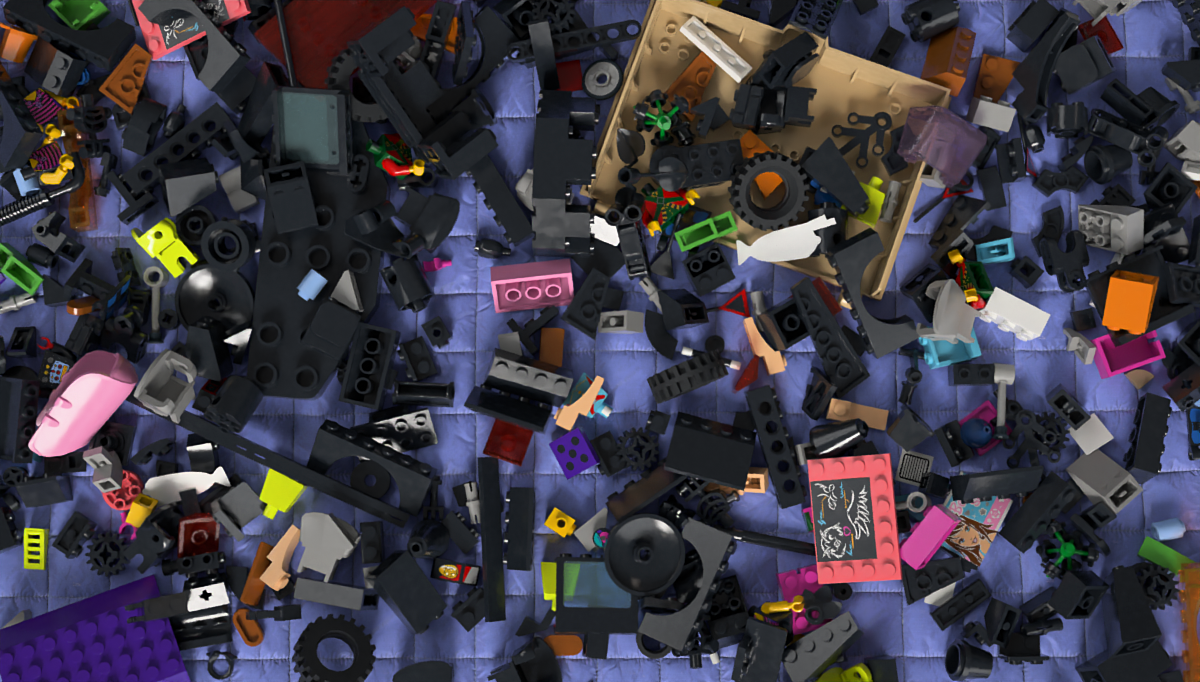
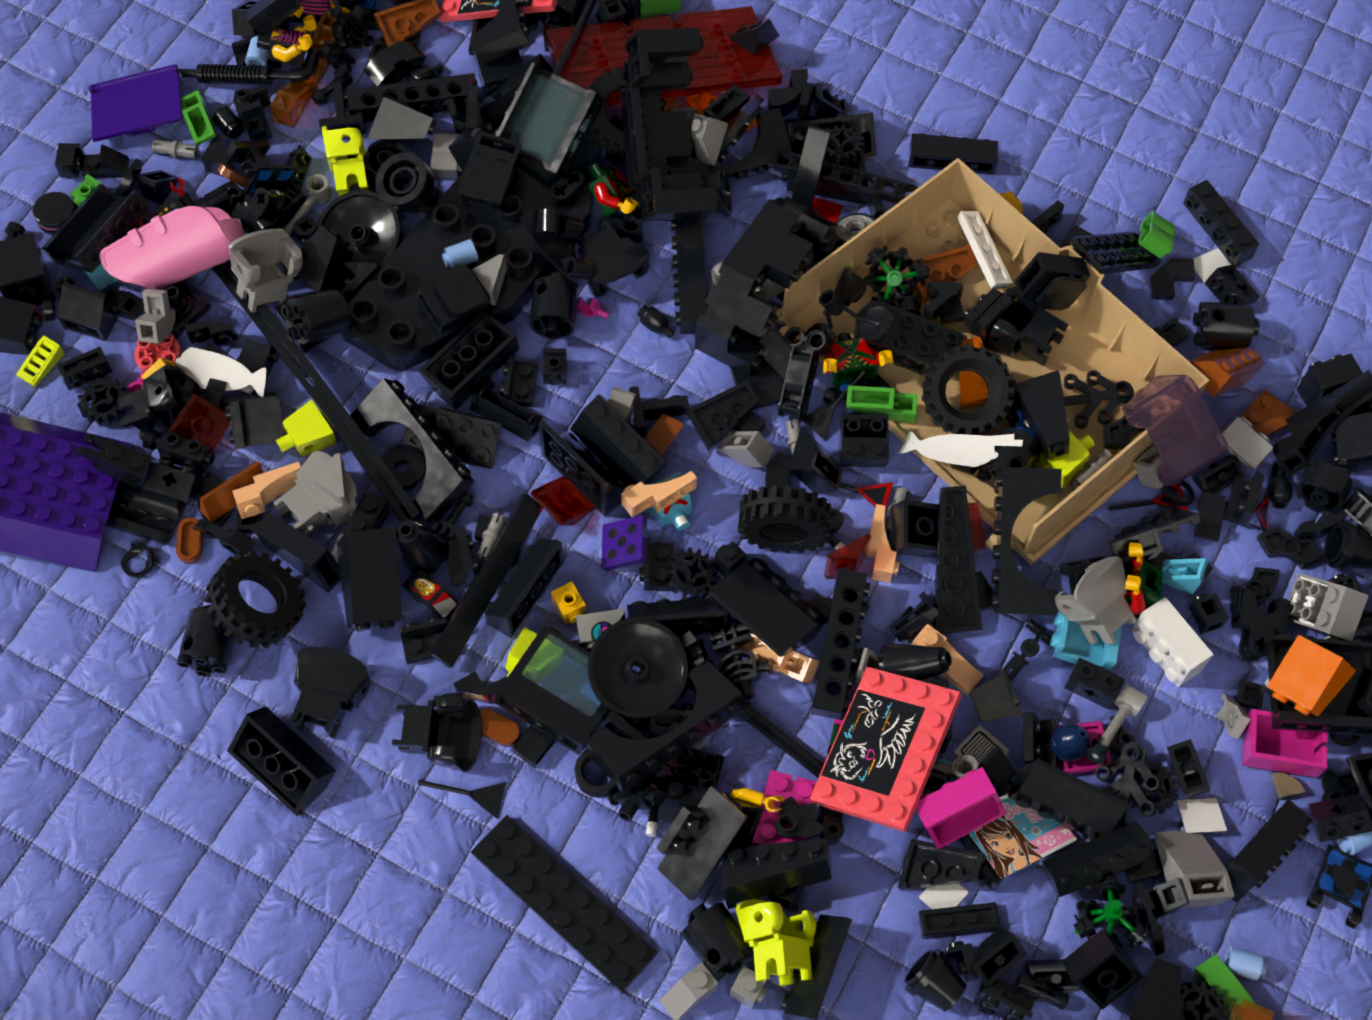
camera: 25 degrees right, 20 degrees down
(446, 67) = (707, 137): none -> light grey slope
(532, 285) = (674, 370): bright pink slope -> none

